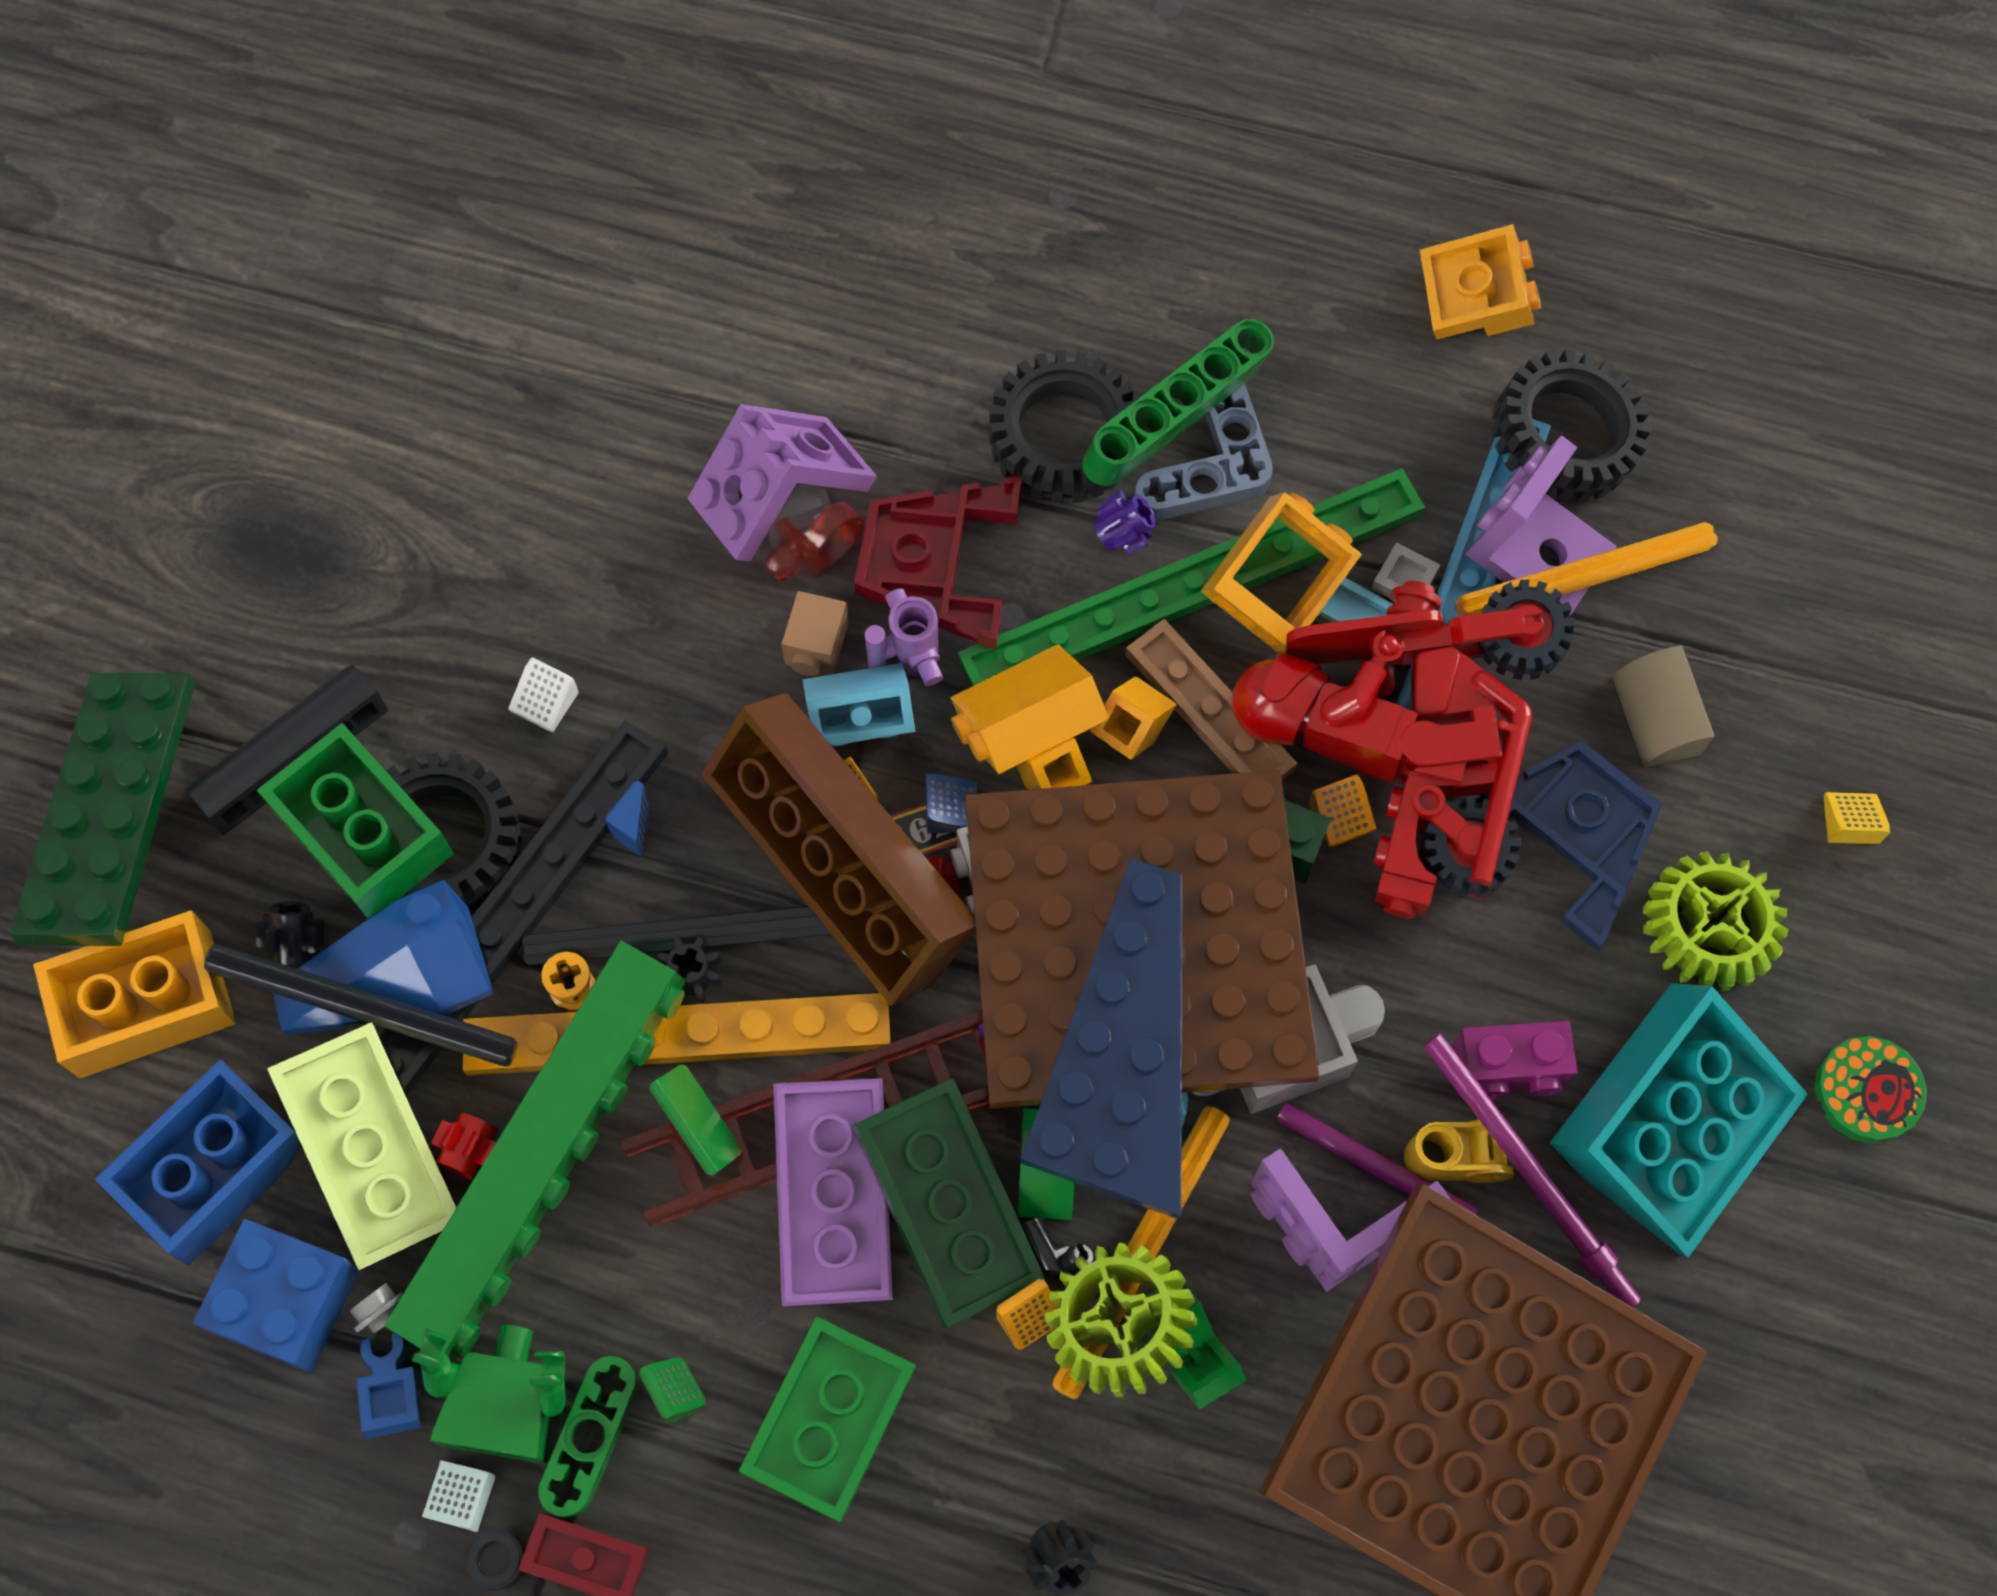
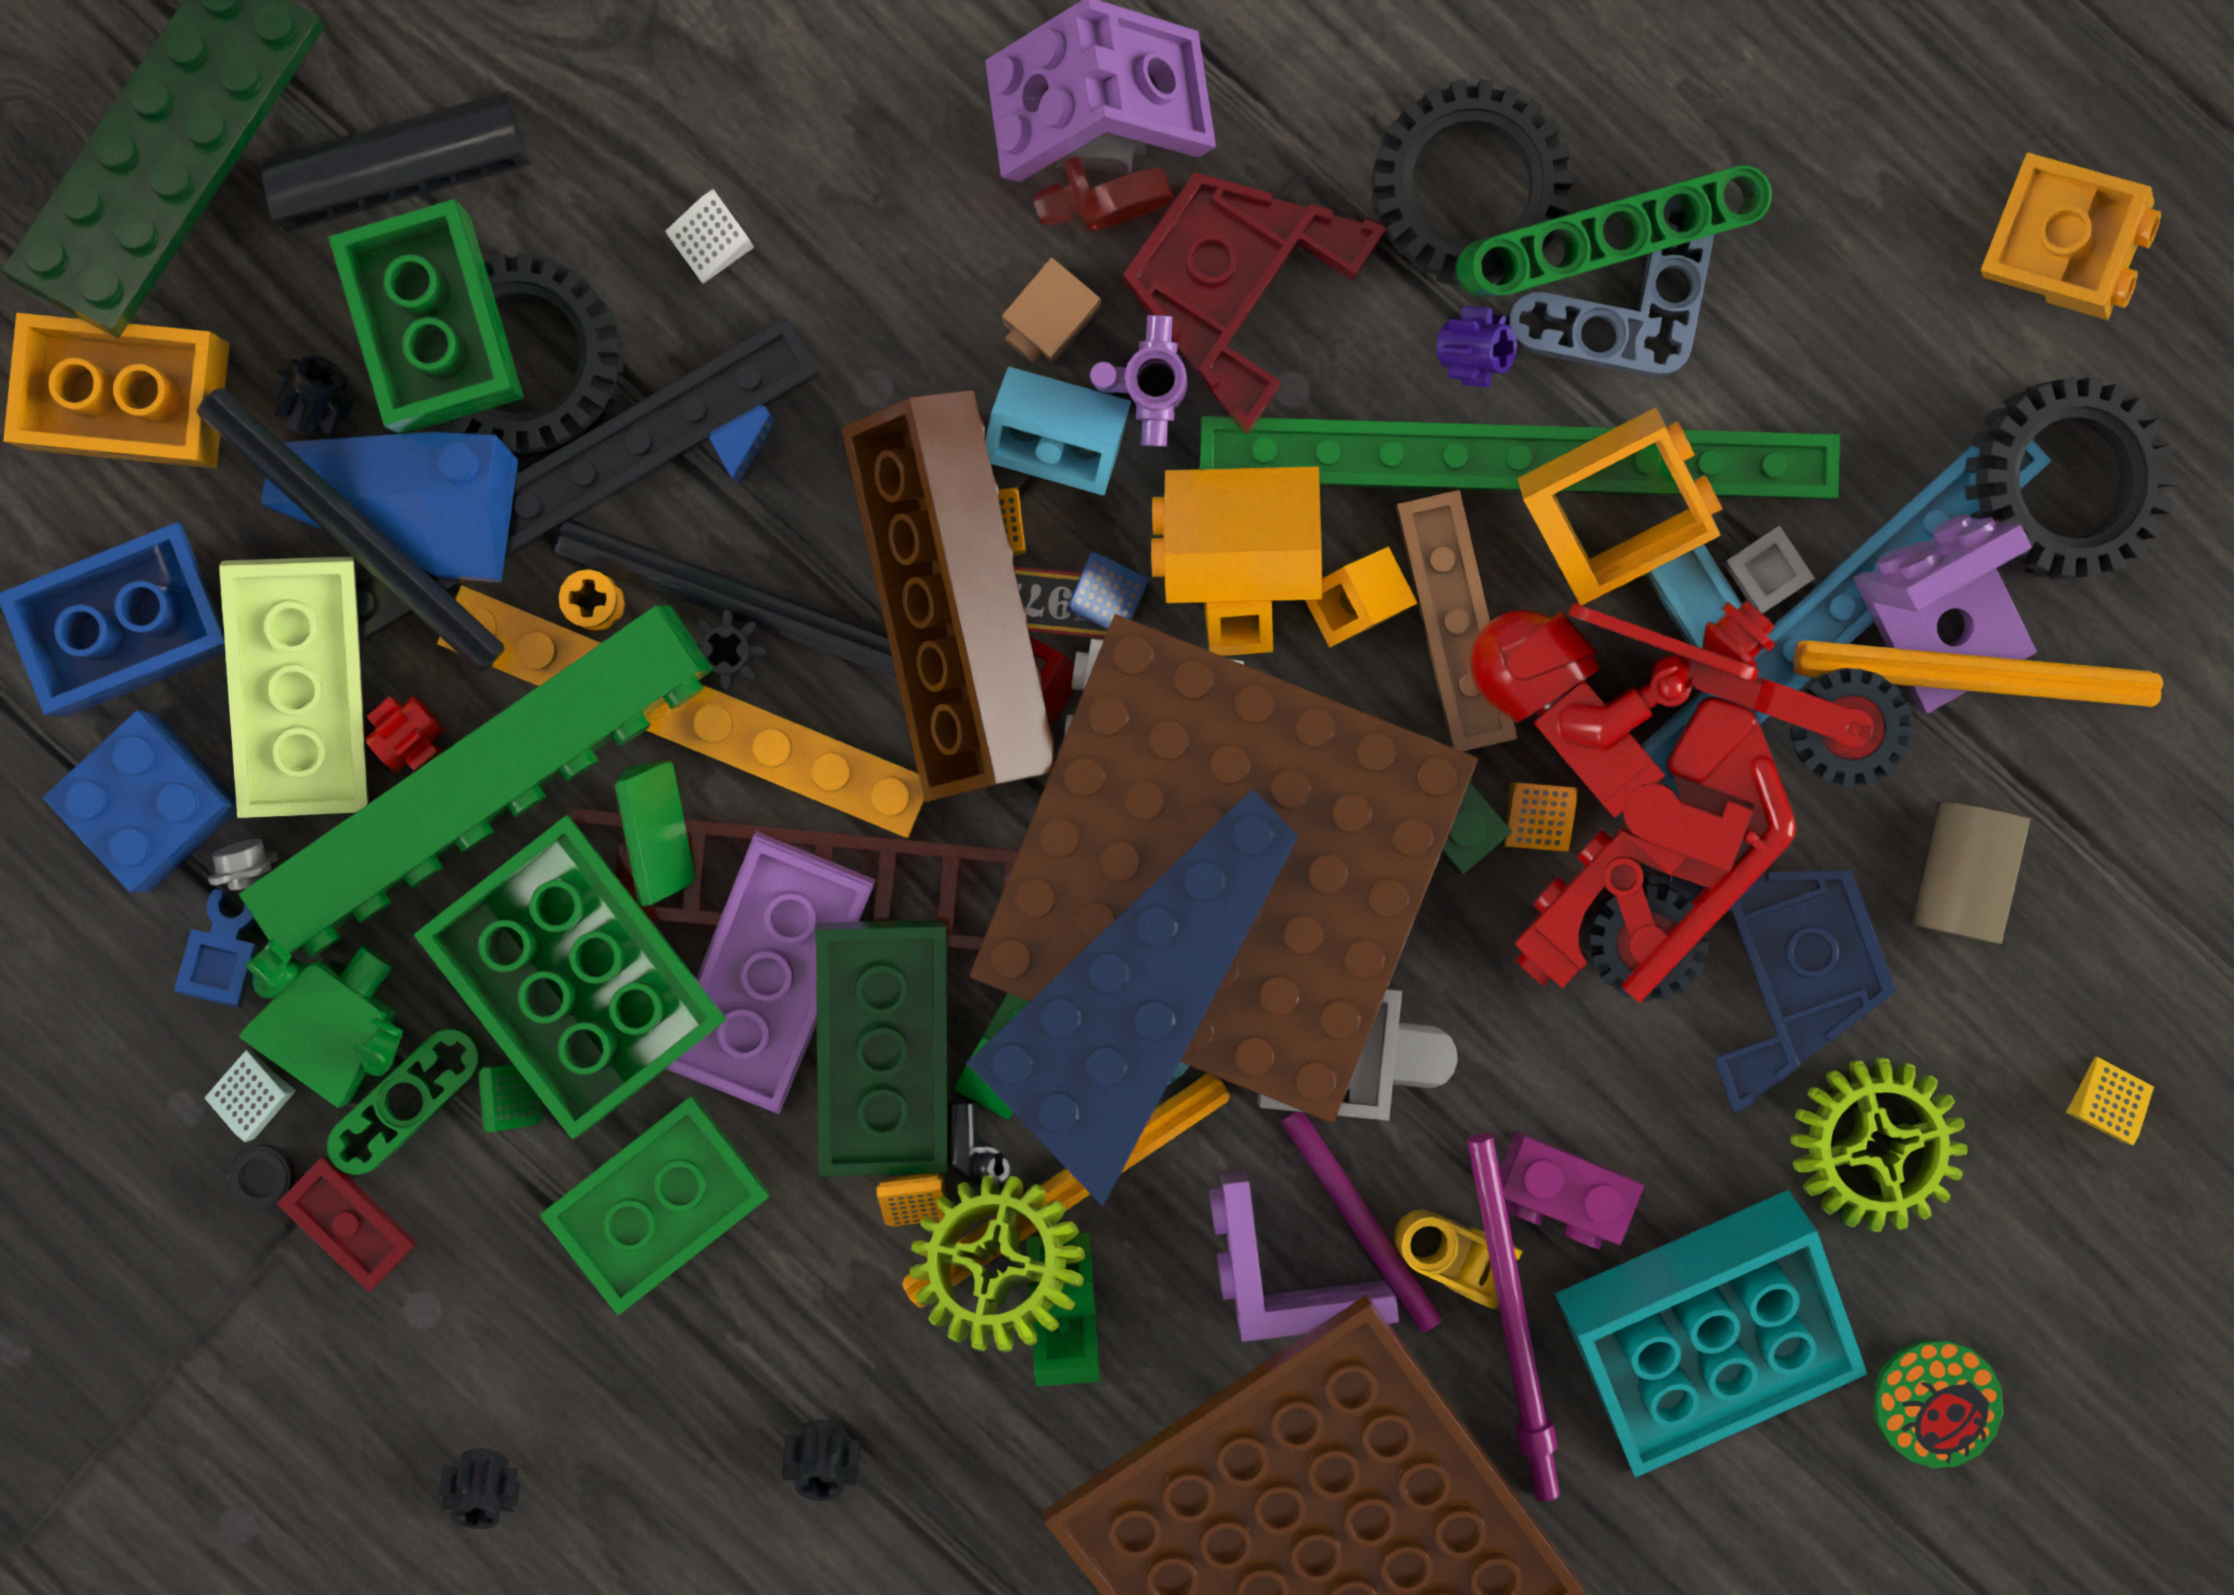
camera: 30 degrees right, 20 degrees up
(681, 1261) = (570, 977): none -> green slope

